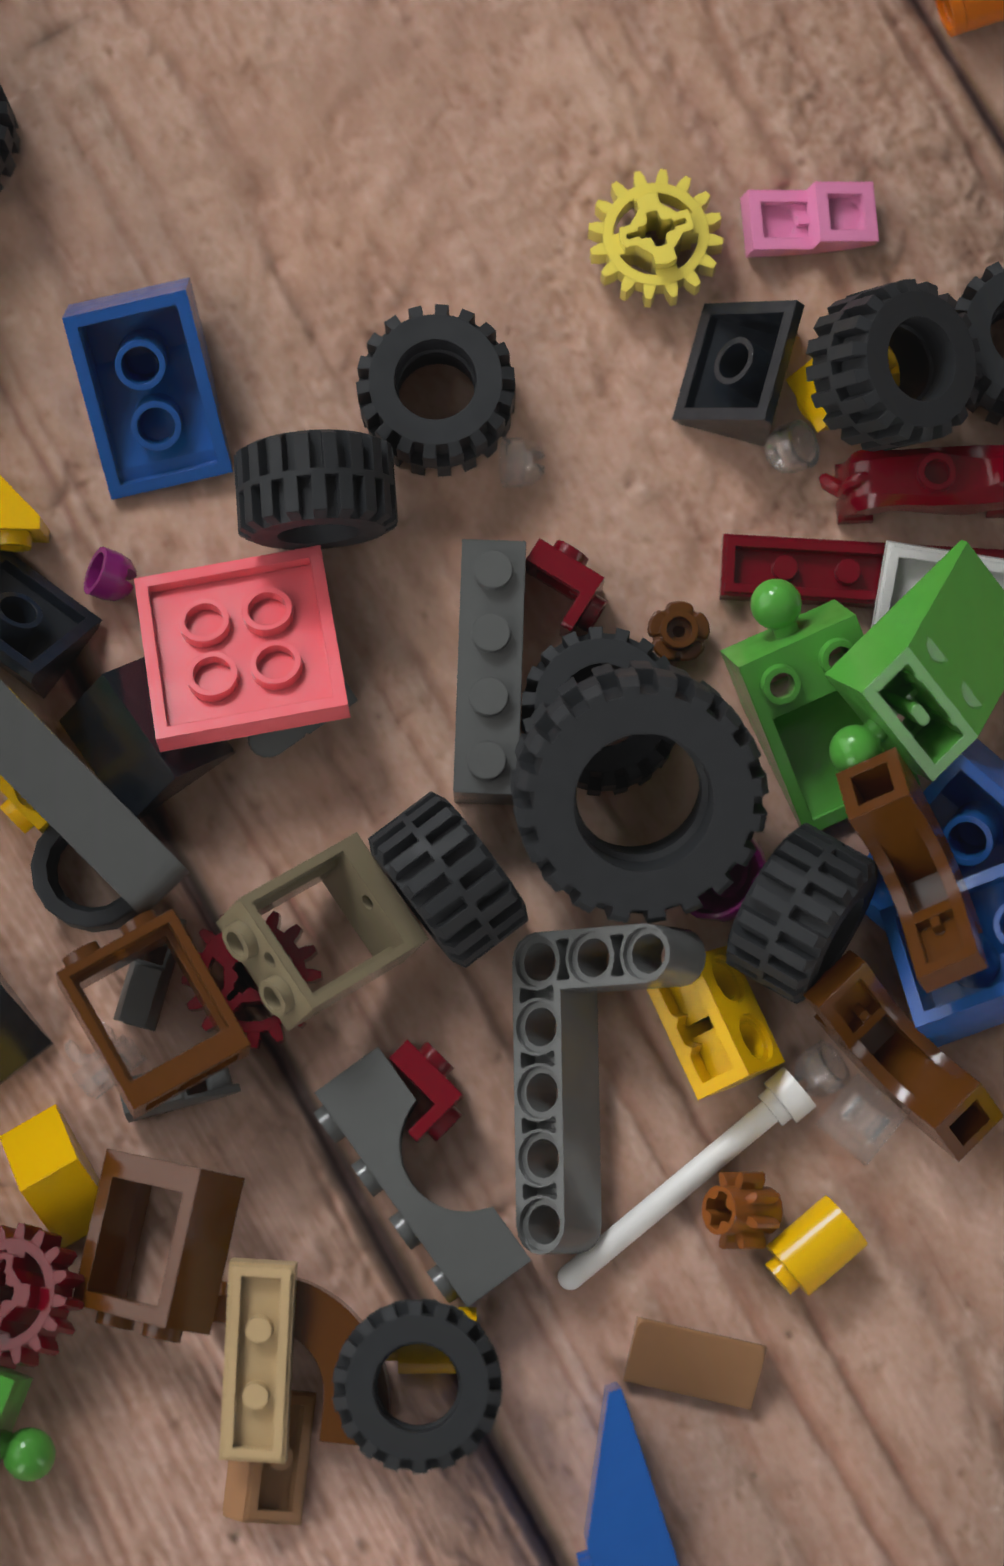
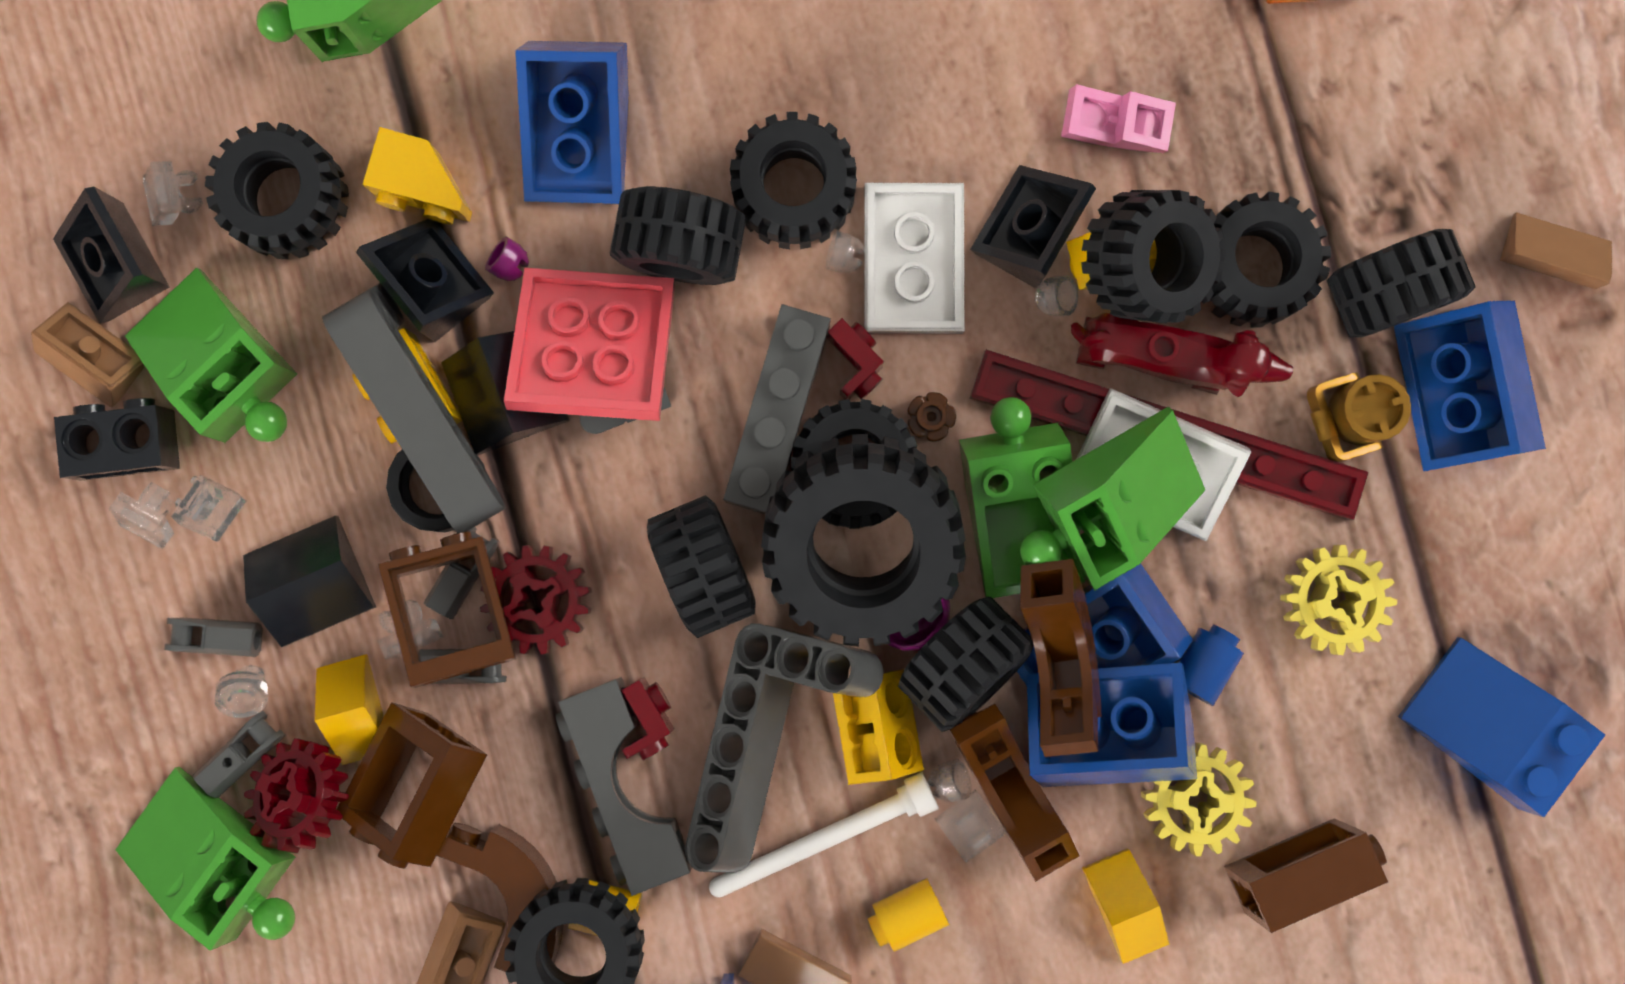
camera: 15 degrees right, 5 degrees up
(258, 1360) = (462, 894): tan tile -> none
(352, 880) = (636, 564): dark tan window -> none
(606, 447) = (914, 258): none -> white tile
(677, 228) = (974, 105): light yellow gear -> none
(742, 1210) = (861, 874): dark orange gear -> none

